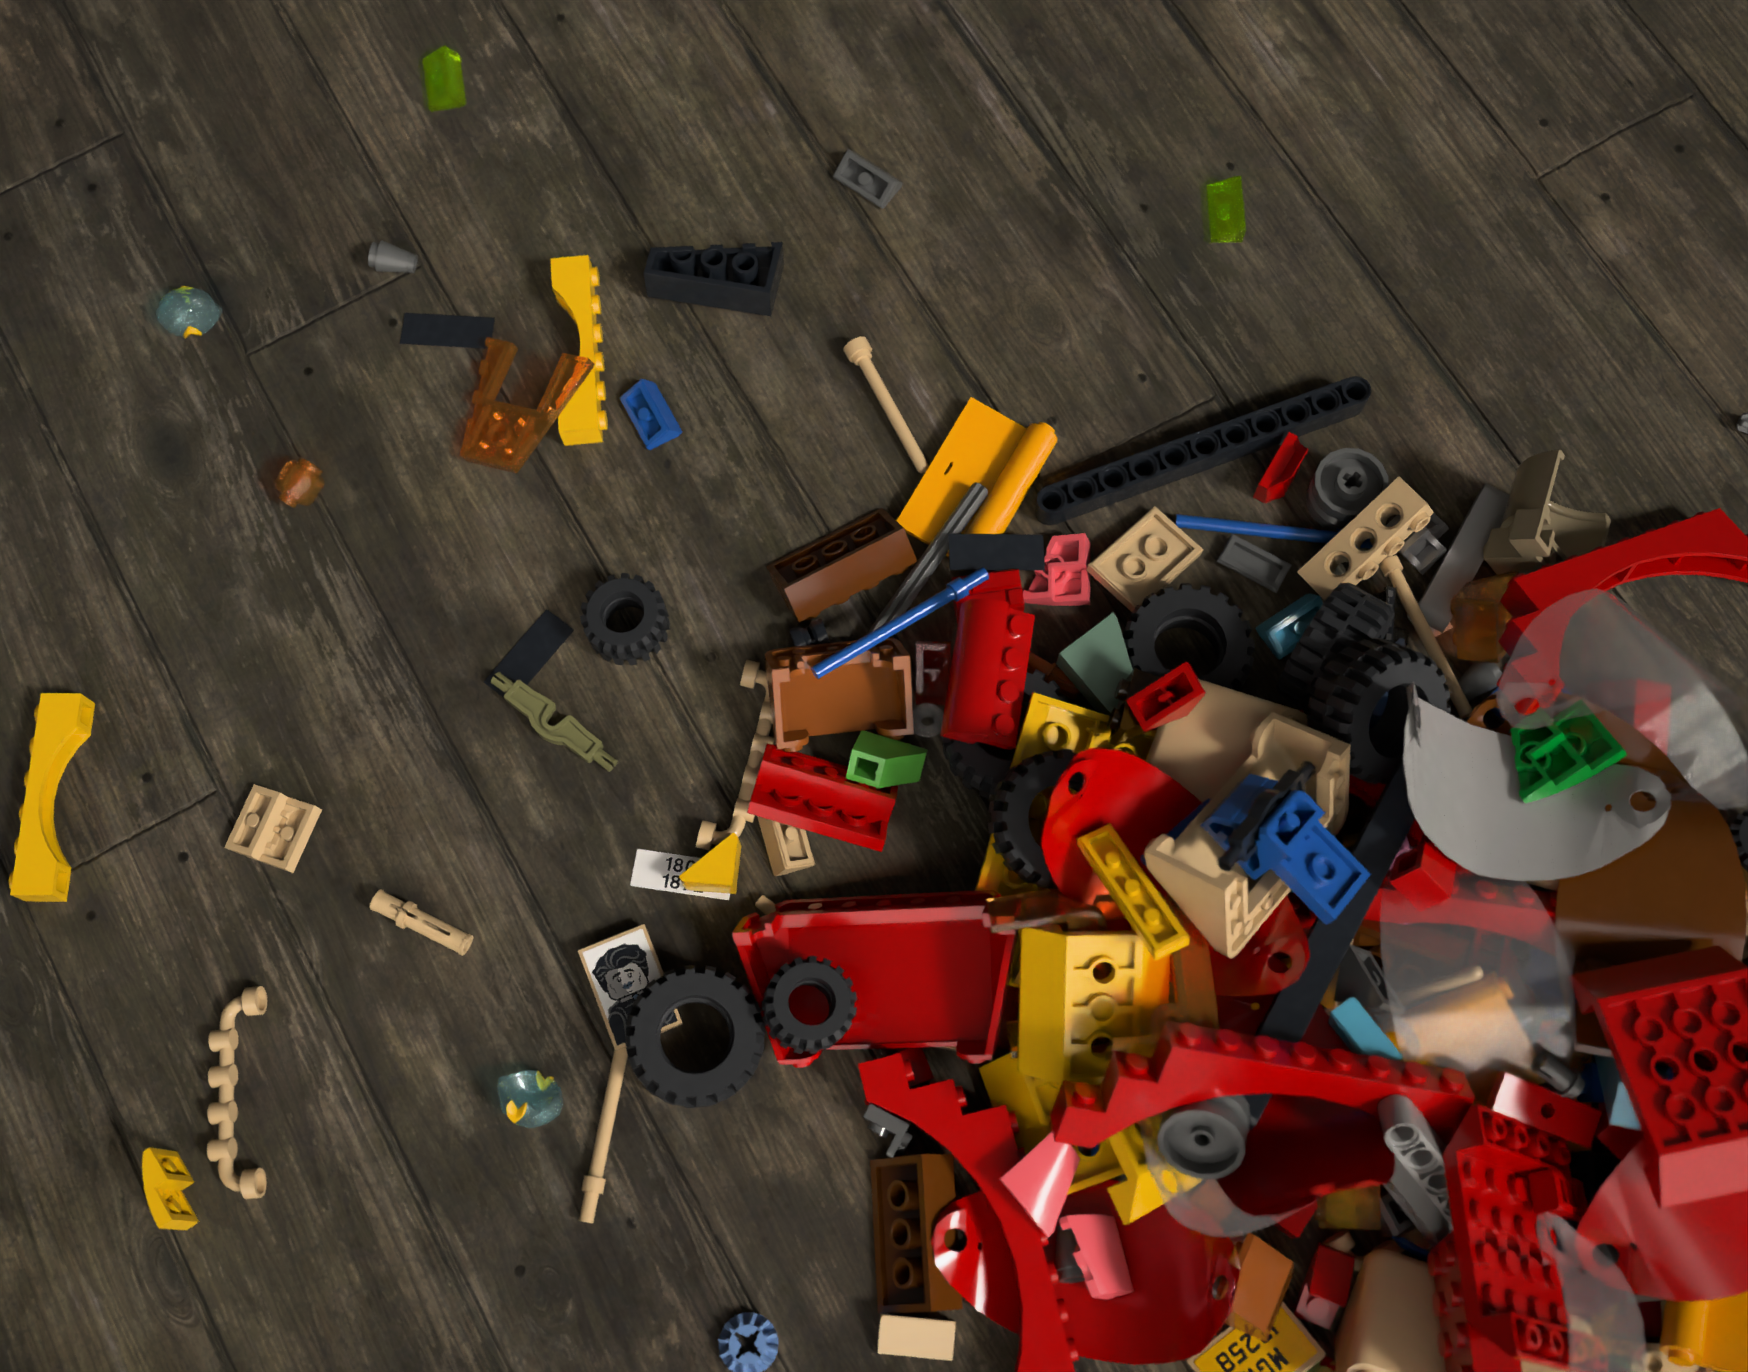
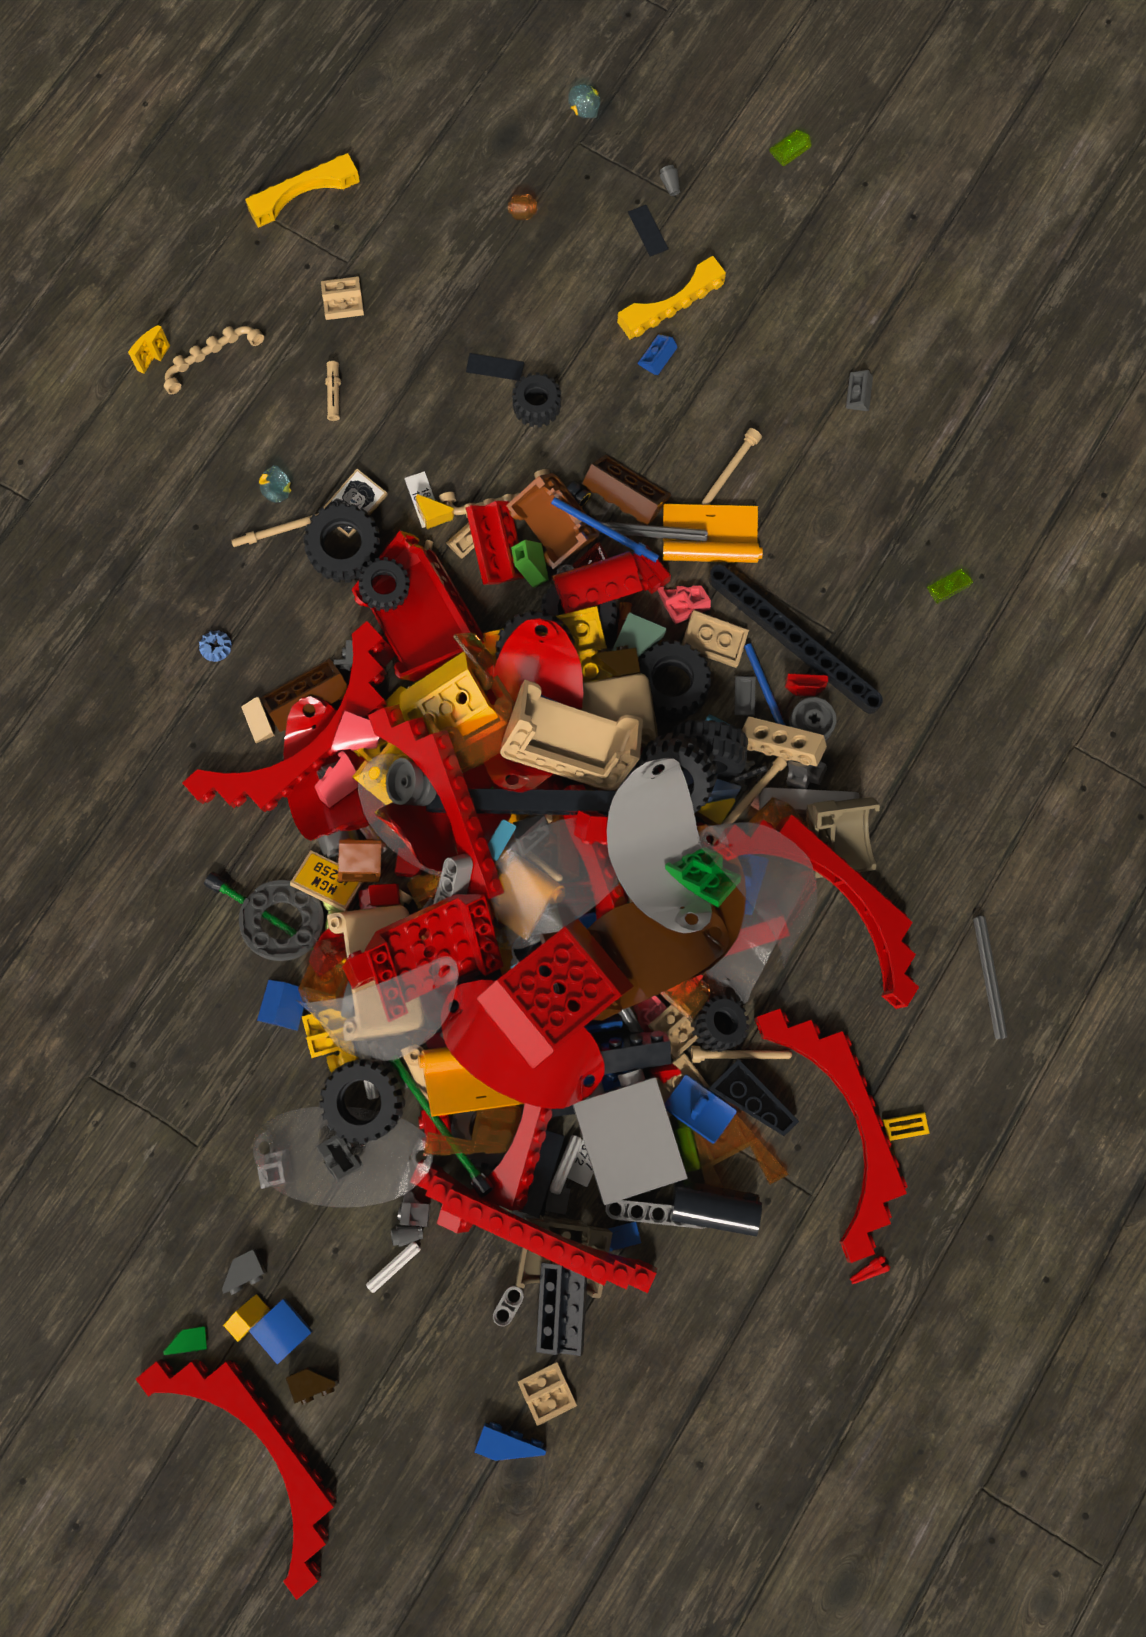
camera: 55 degrees right, 5 degrees up
(506, 433) = (604, 289): clear orange wing -> none
(566, 732) = (464, 405): olive piece -> none
(717, 276) = (755, 350): black wedge -> none
(996, 551) = (674, 560): black sticker -> none
(1133, 892) = (506, 690): yellow tile -> none
(1167, 698) = (623, 667): red slope -> none
(1278, 828) = (573, 744): blue piece -> none
(1543, 1109) = (506, 928): red tile -> none
(1557, 1074) = (526, 937): dark grey pin -> none
(1557, 1194) = (467, 960): red slope -> none

